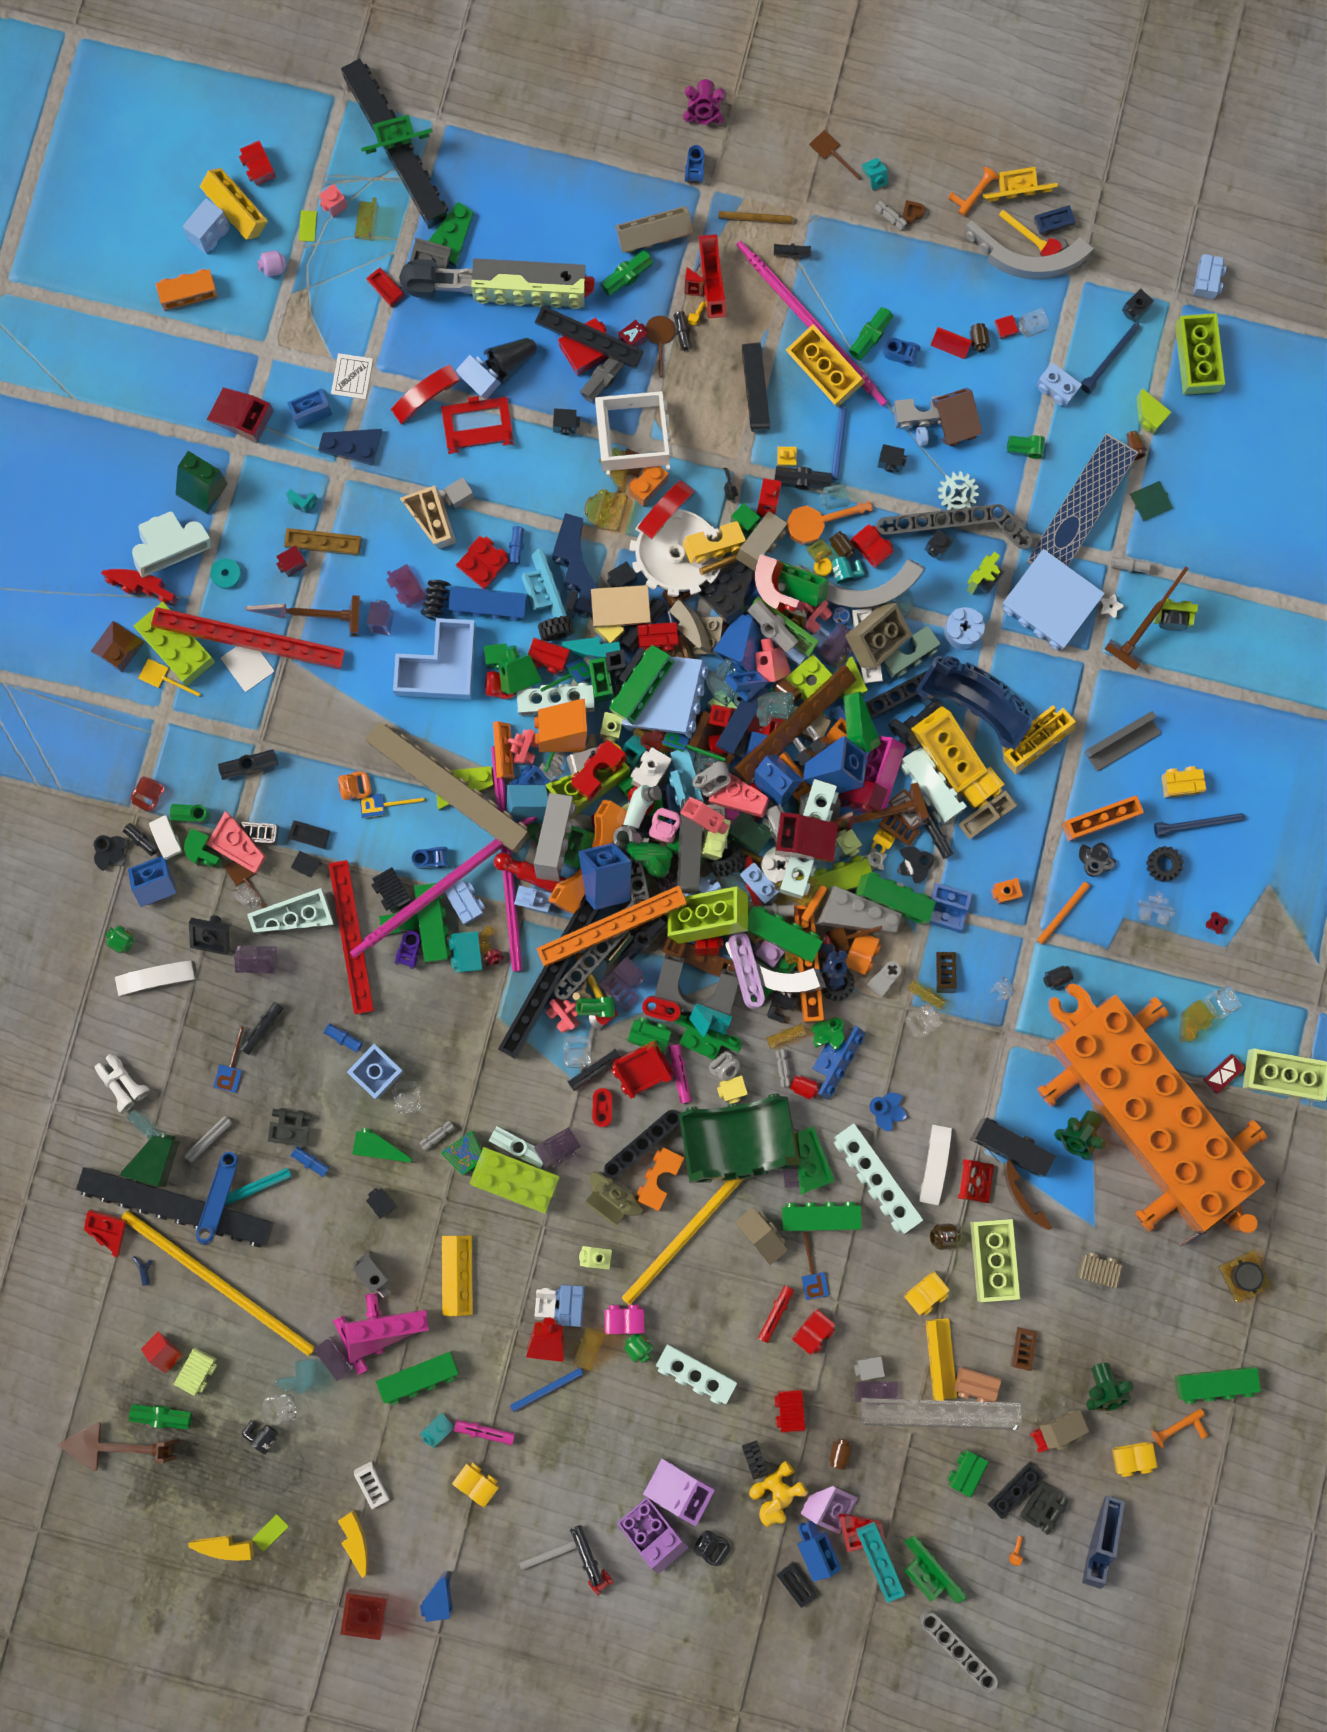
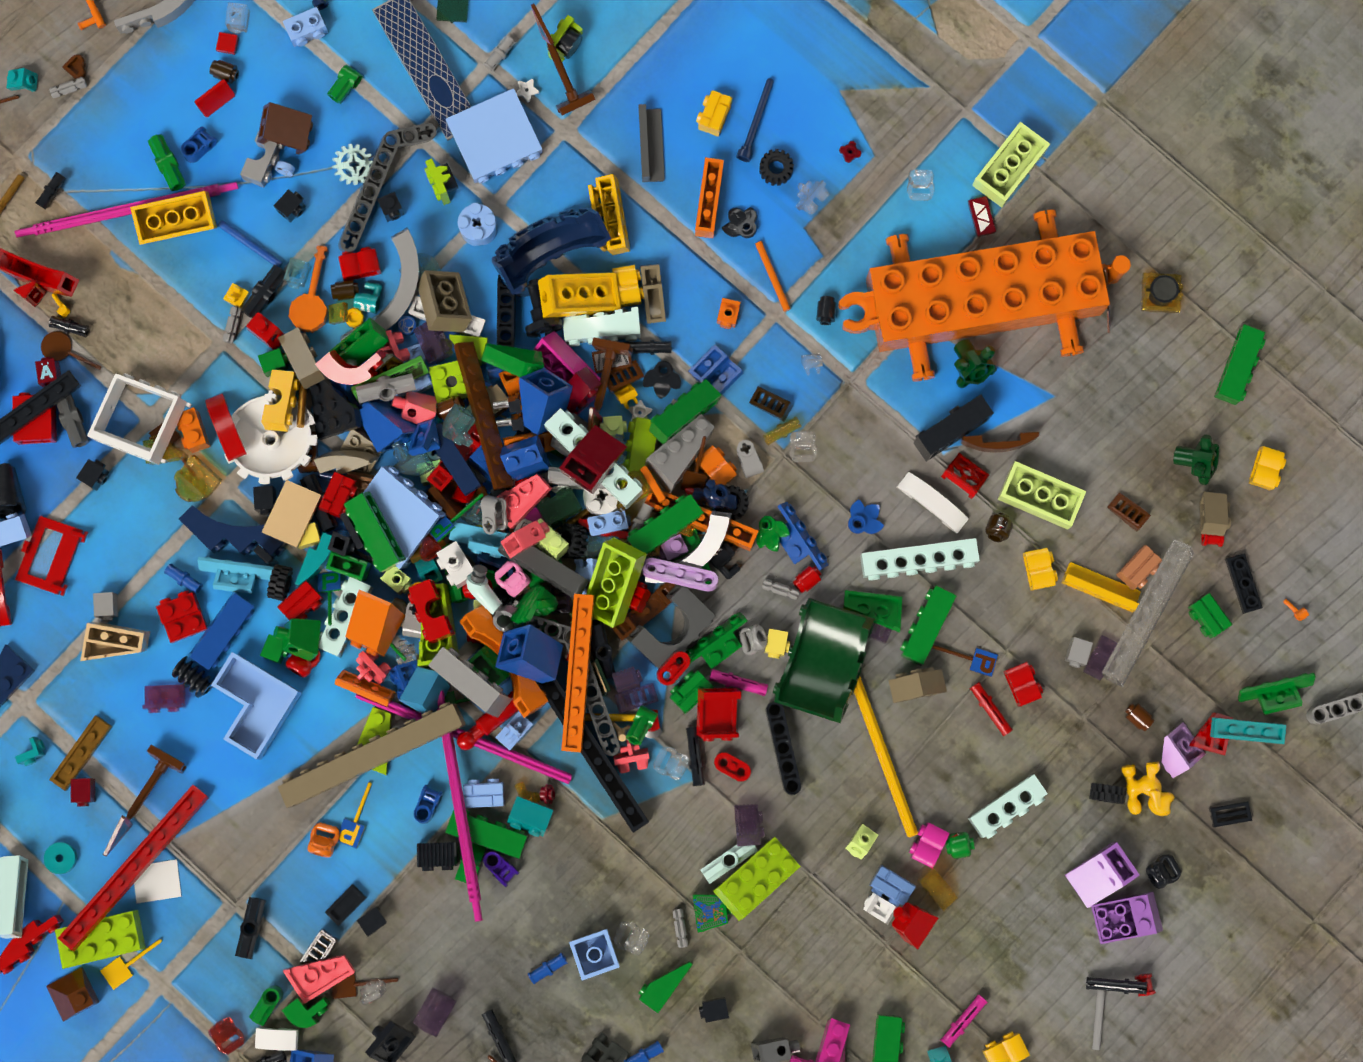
camera: 60 degrees left, 0 degrees up
(298, 912) = (413, 949): light aqua wedge -> none
(351, 936) = (459, 914): red plate -> none
(380, 617) = (182, 736): clear purple piece -> none
(457, 1275) = (813, 974): yellow panel -> none
(546, 1390) = (954, 945): blue bar -> none
(610, 1199) = (817, 801): olive piece -> none
(665, 1162) = (809, 736): orange arch -> none
(707, 1018) = (703, 632): teal slope -> none
(730, 491) = (240, 361): black plate -> none
(755, 387) = (157, 289): black beam -> none
(759, 466) = (232, 324): none -> light grey axle
(786, 1035) = (753, 571): clear yellow pin -> none
(790, 1410) = (1080, 740): red brick -> none
(817, 1552) = (1213, 781): blue brick -> none
(924, 644) = (472, 266): sand green arch -> none
(1038, 1506) = (1266, 570): pearl dark grey plate -> none
(1099, 1270) = (1095, 412): dark tan brick -> none
(1104, 1542) = (1324, 531): dark blue slope -> none
(1193, 1019) = (922, 216): clear yellow slope -> none
(1193, 1418) = (1260, 436): orange piece -> none

